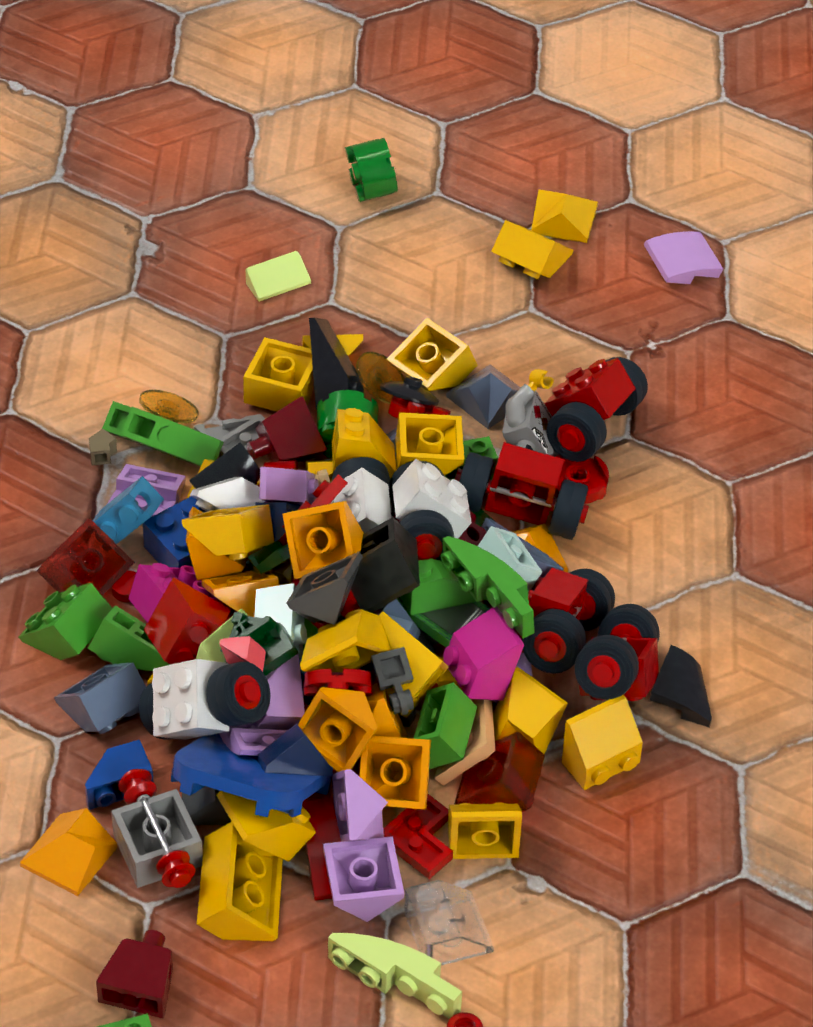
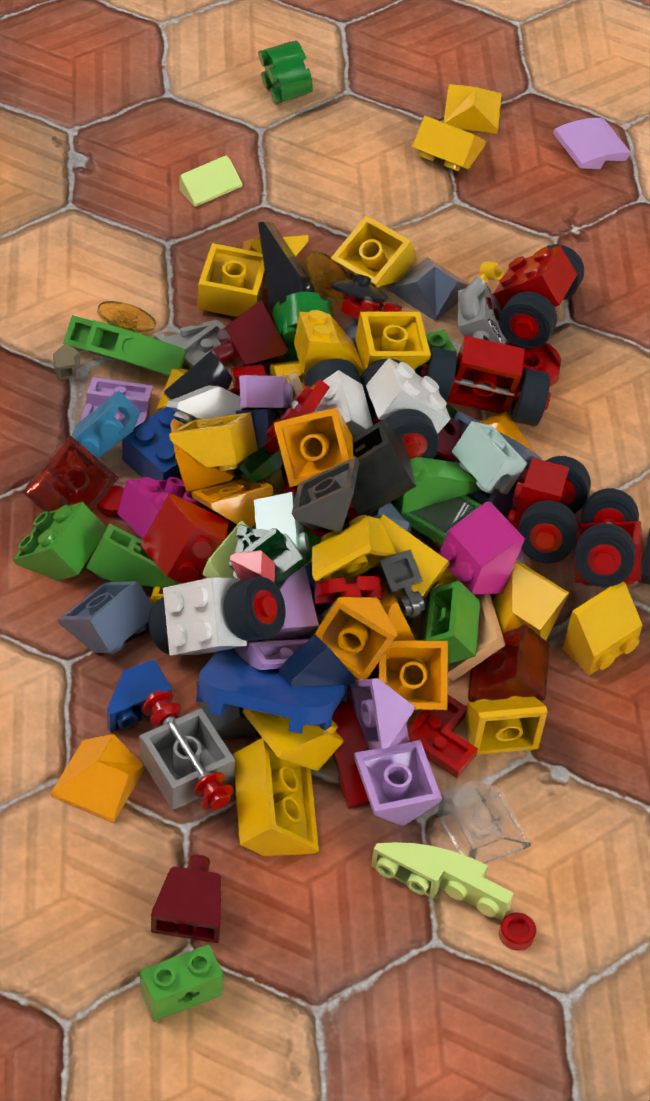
camera: 10 degrees left, 5 degrees up
(492, 579) = (480, 472): bright green slope -> none

